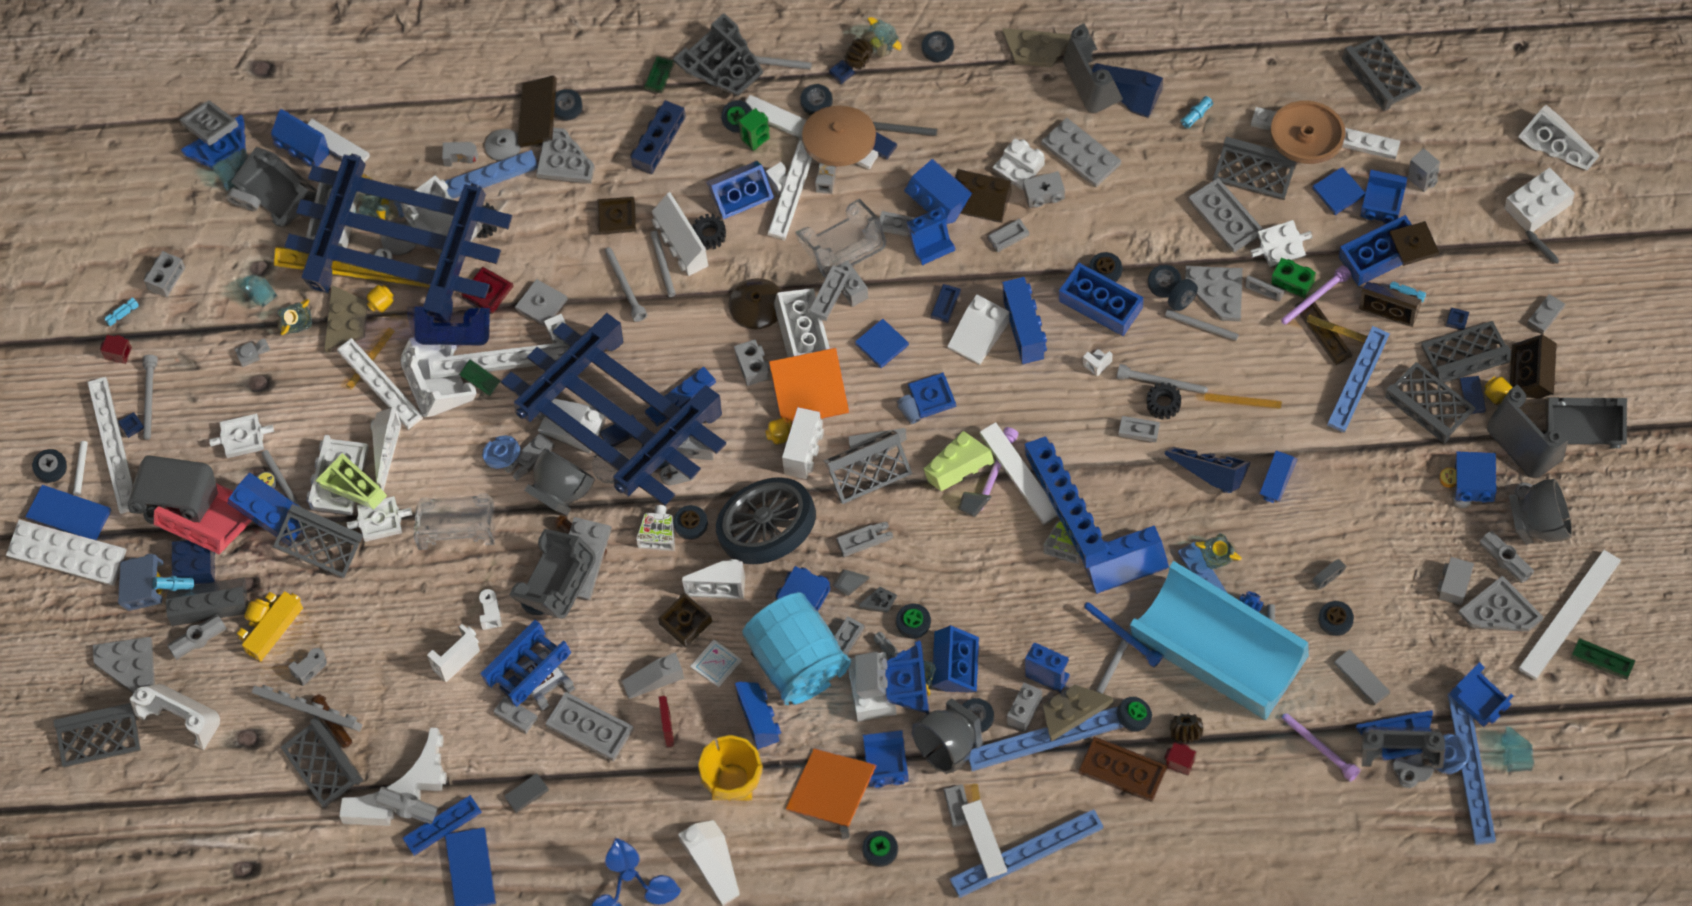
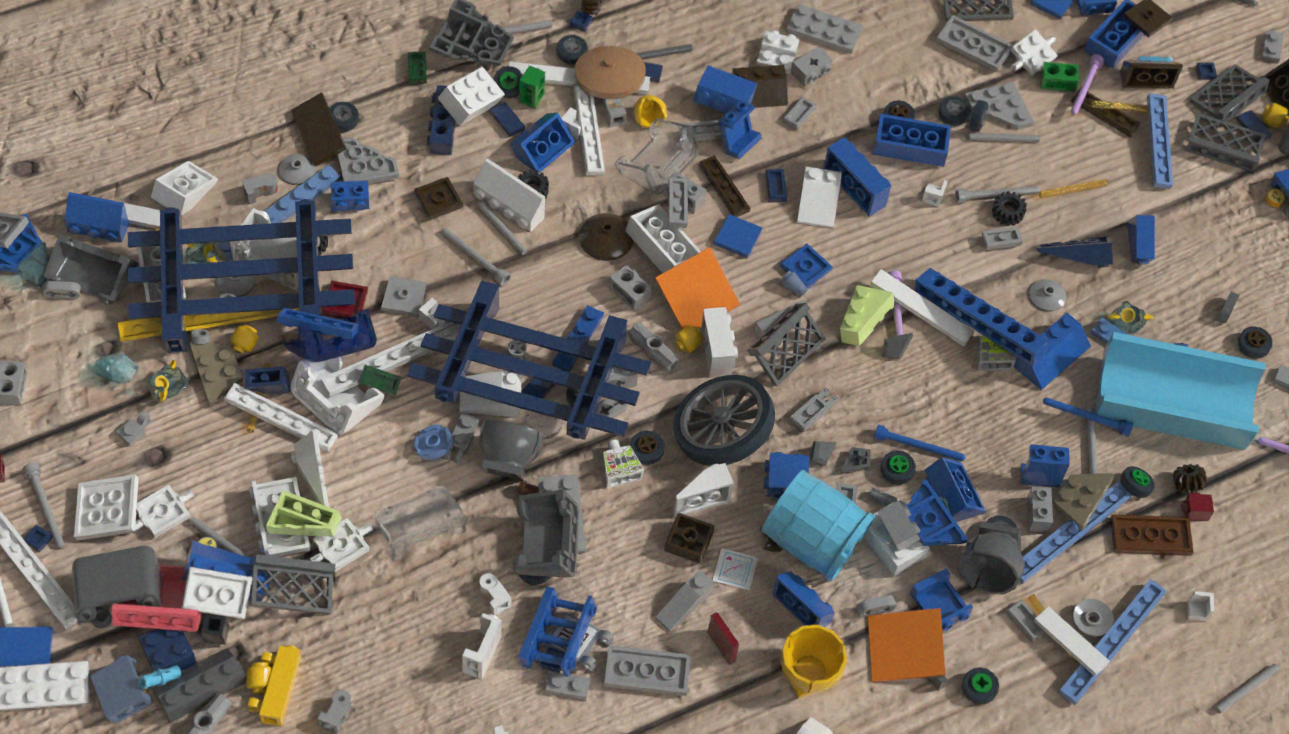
camera: 35 degrees left, 5 degrees down
(196, 416) = (106, 507): none -> white plate
(239, 557) = (215, 629): none -> black brick
(248, 526) = (216, 592): none -> white tile
(343, 283) = (200, 336): none -> light grey tile
(381, 345) = (268, 380): none -> dark blue slope
(390, 132) = (183, 187): none -> white slope
(437, 307) = (318, 323): none -> blue plate
(536, 187) = (350, 195): none -> blue brick
(621, 394) = (517, 346): none -> light grey wheel
(690, 122) = (471, 96): none -> white brick
(720, 154) = (507, 119): none -> dark blue tile
(740, 419) = (661, 354): none -> light grey piece
(823, 742) = (876, 606): none -> light grey beam
(857, 186) = (648, 109): none -> yellow hair
(894, 288) = (724, 186): none -> dark brown tile
(915, 582) = (882, 434): none -> blue piece
(1016, 817) = (1093, 610): none -> light grey dish
(1128, 851) = (1200, 606): none -> white panel
(1155, 509) = (1044, 300): none -> light grey dish
(1264, 288) = (1039, 92): light grey slope -> none

